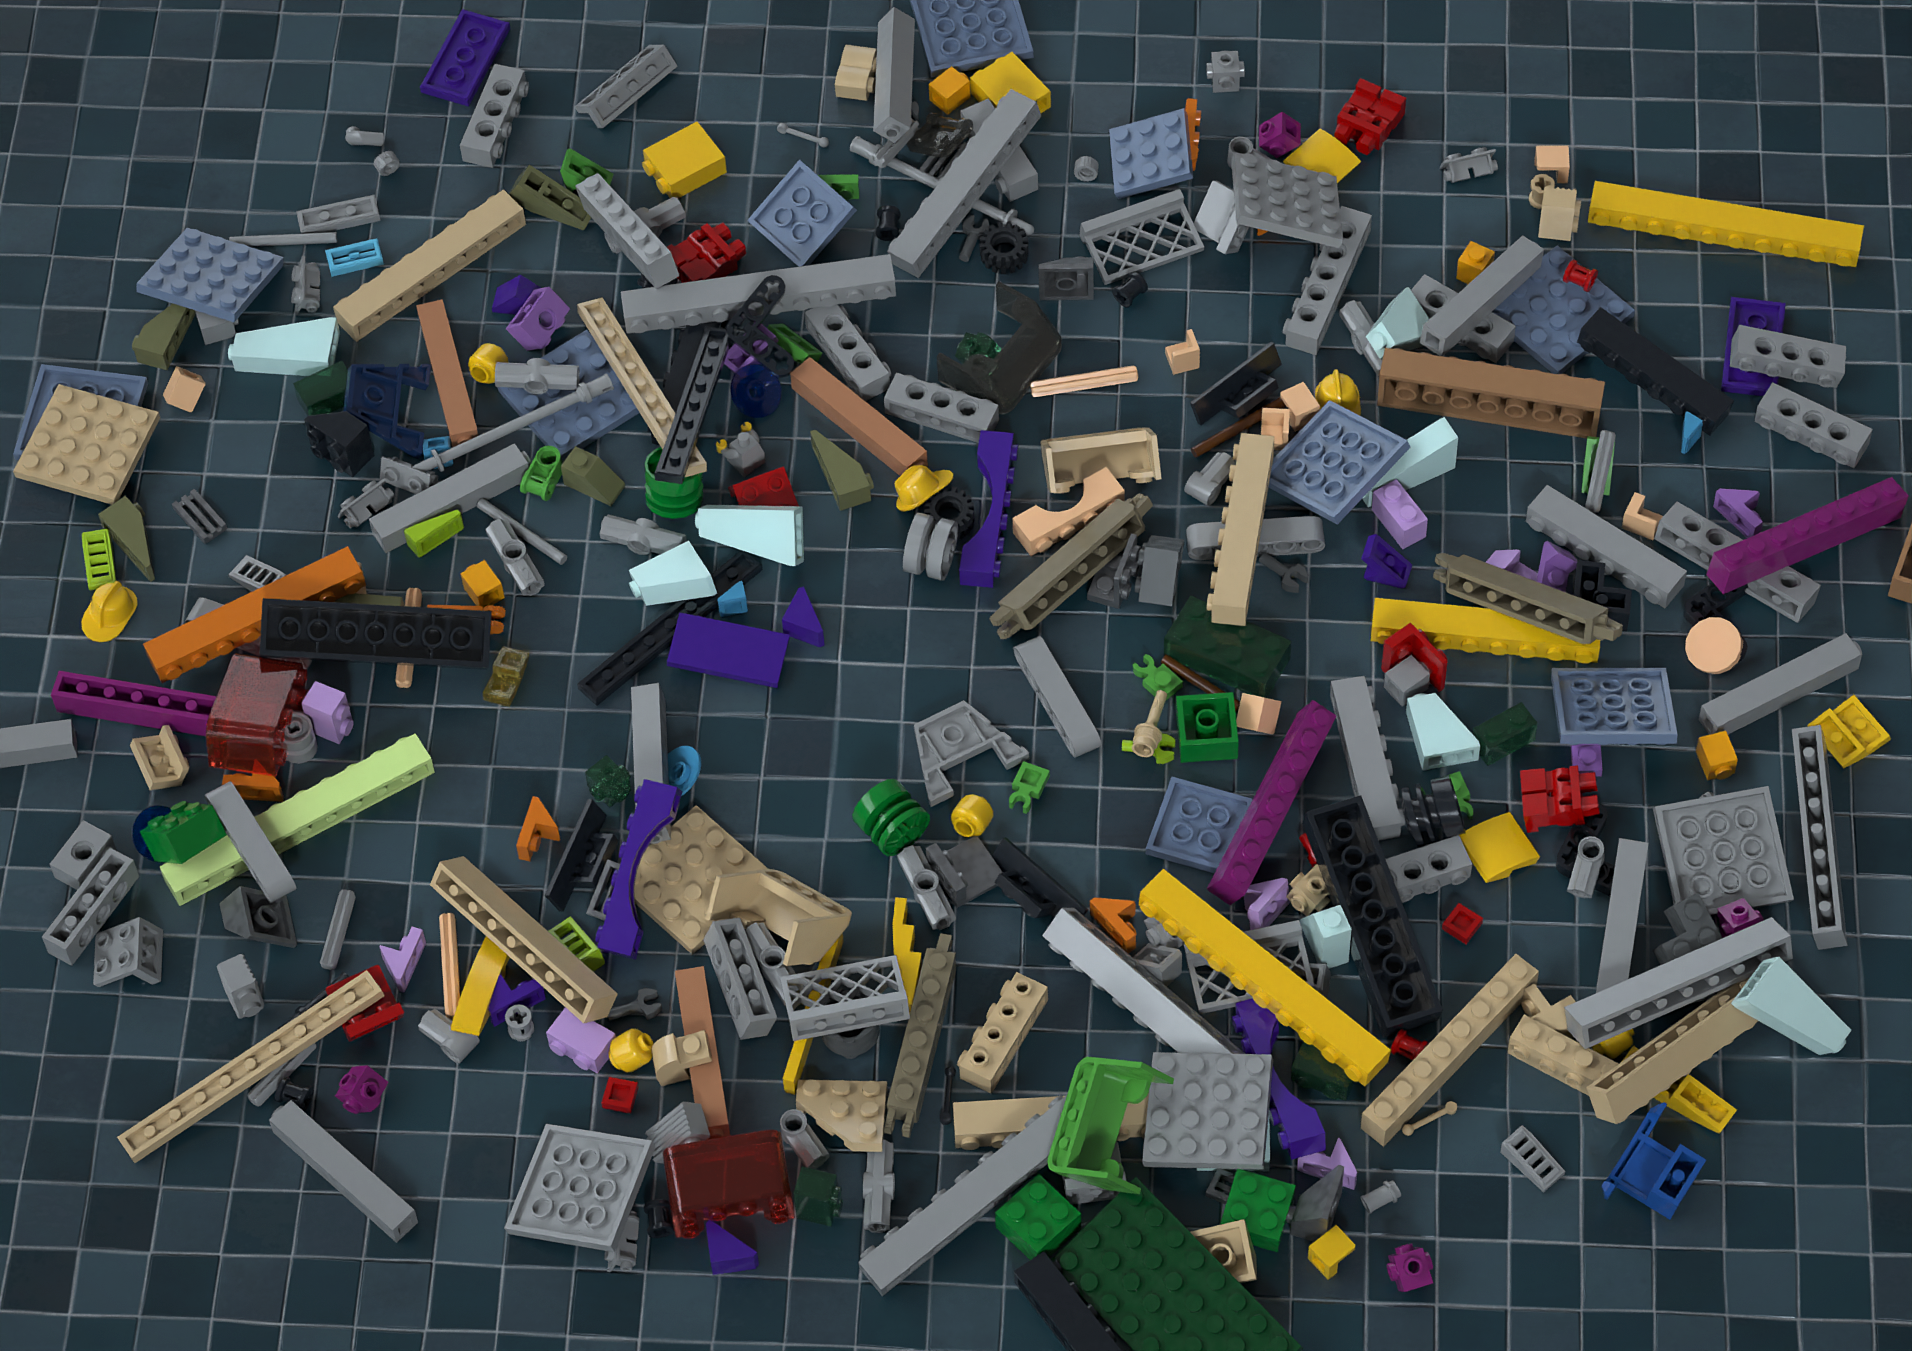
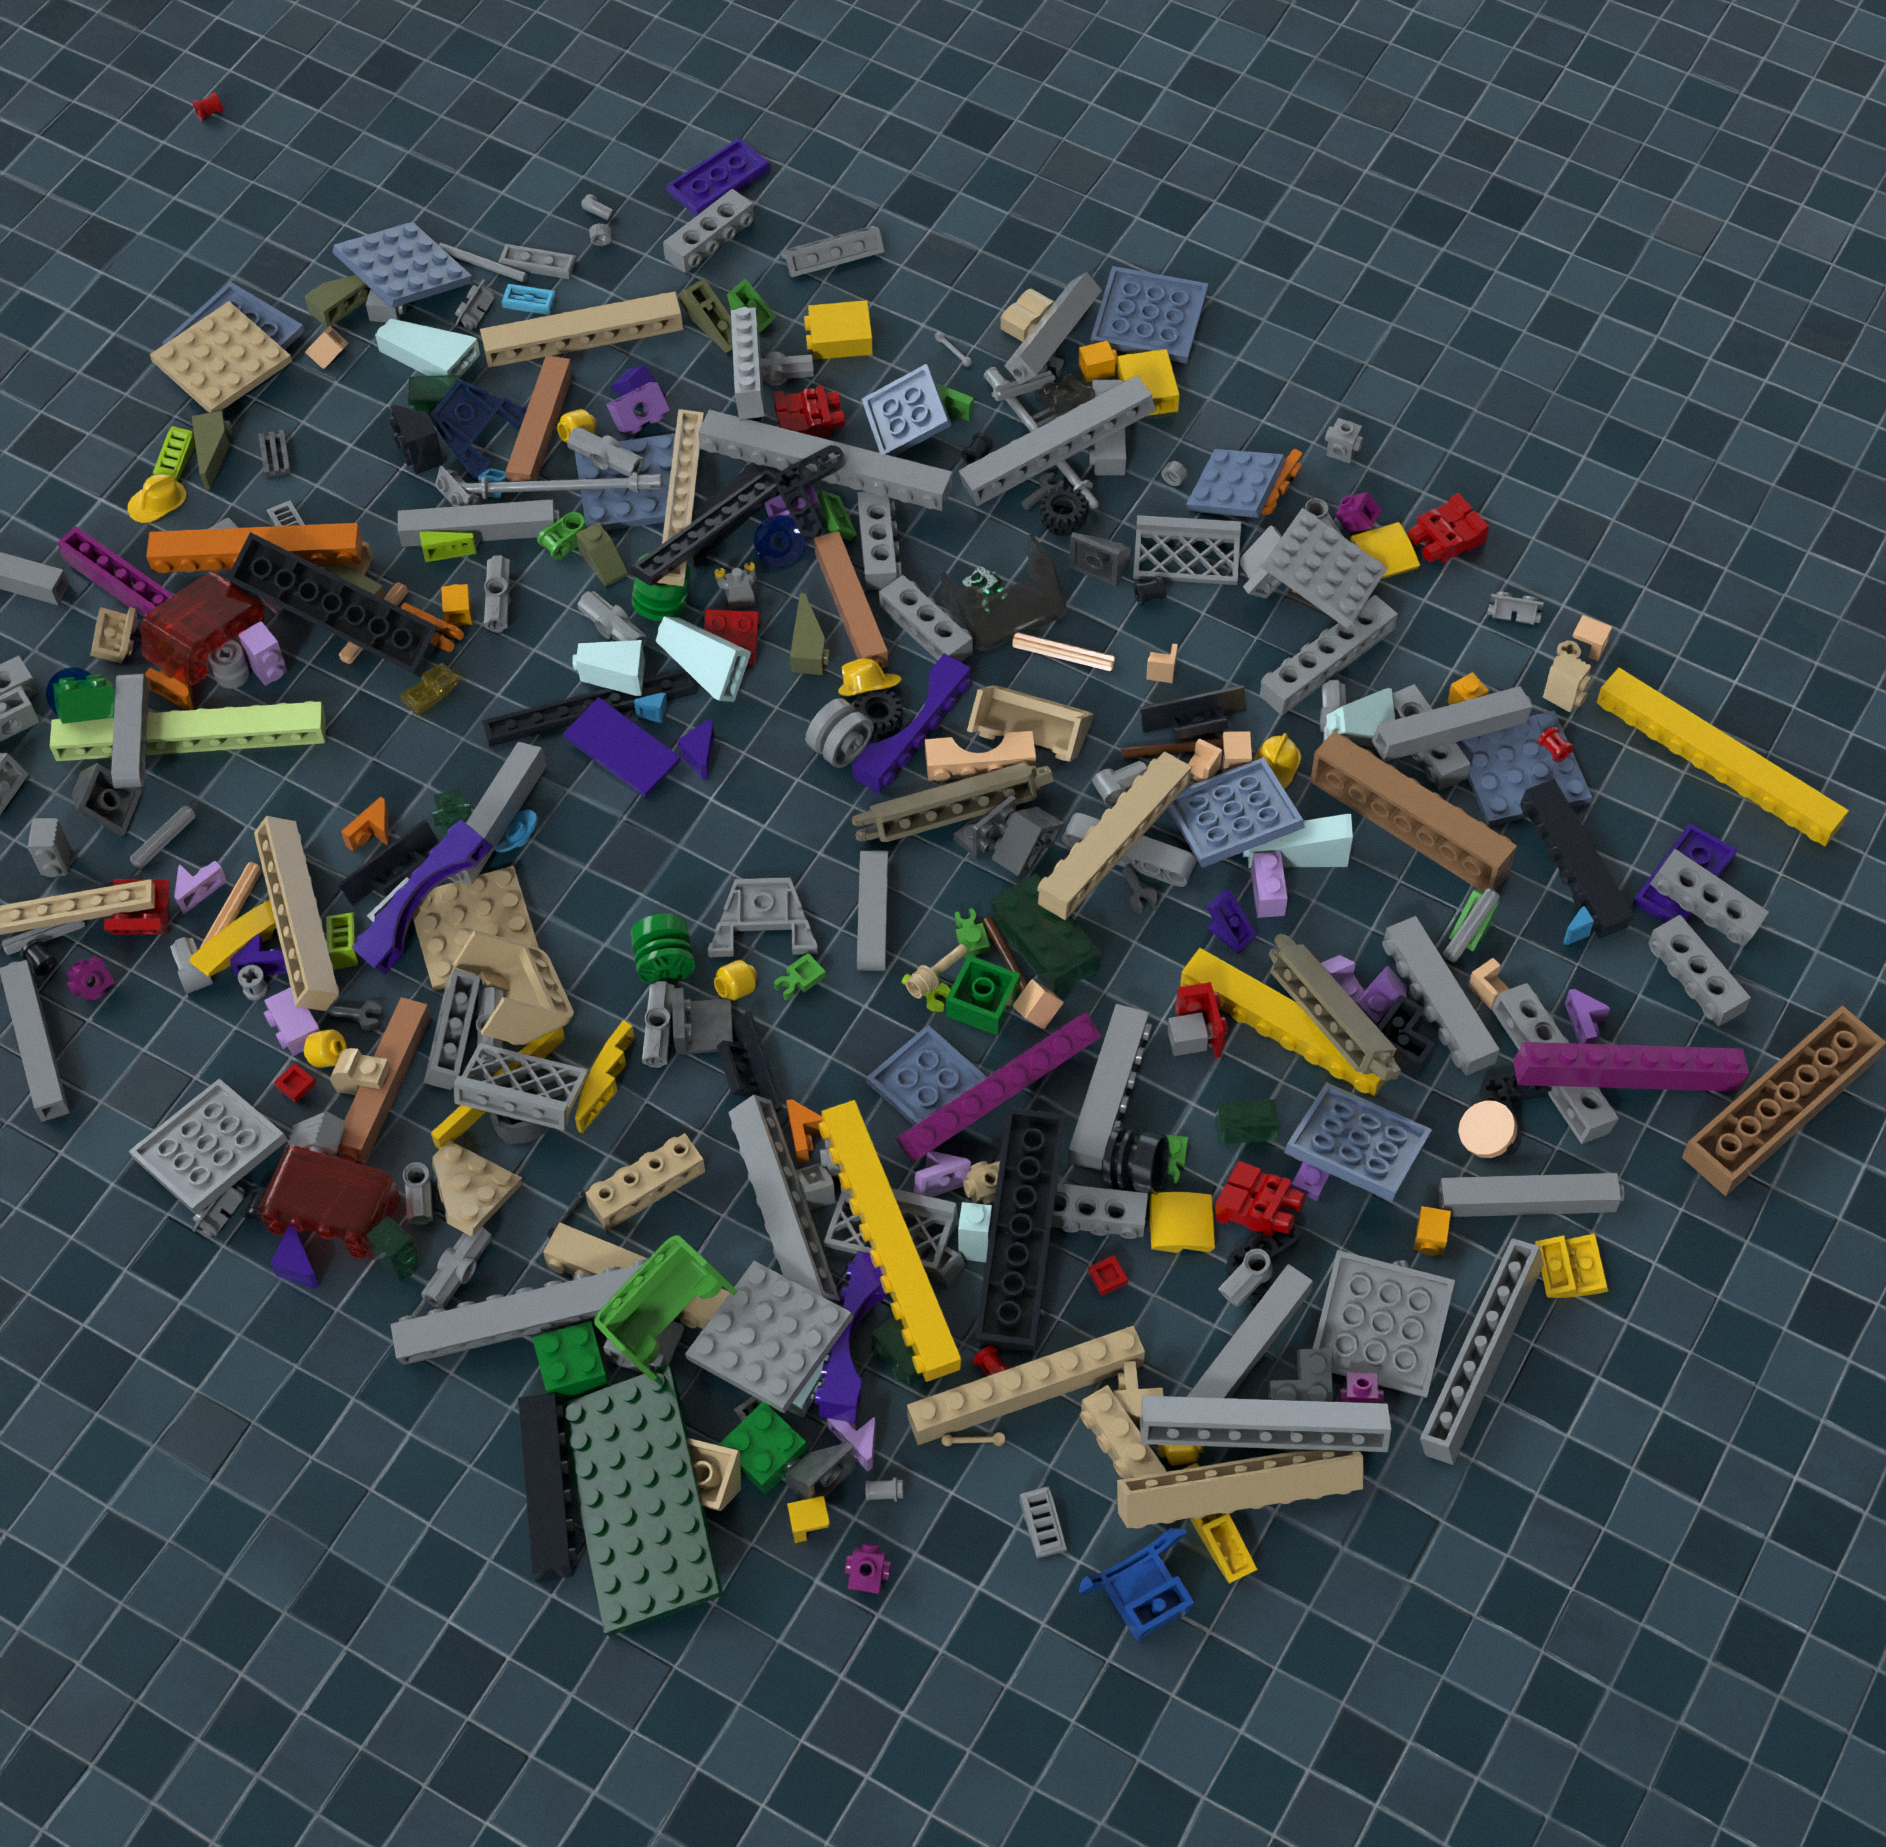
camera: 25 degrees right, 0 degrees up
(356, 509) = (417, 494): light grey hinge -> none
(523, 532) = (519, 576): light grey bar -> none
(921, 1036) = (572, 1153): dark tan hinge -> none
(1438, 733) = (1187, 1095): light aqua slope -> none
(1791, 1007) = (1356, 1495): light aqua slope -> none

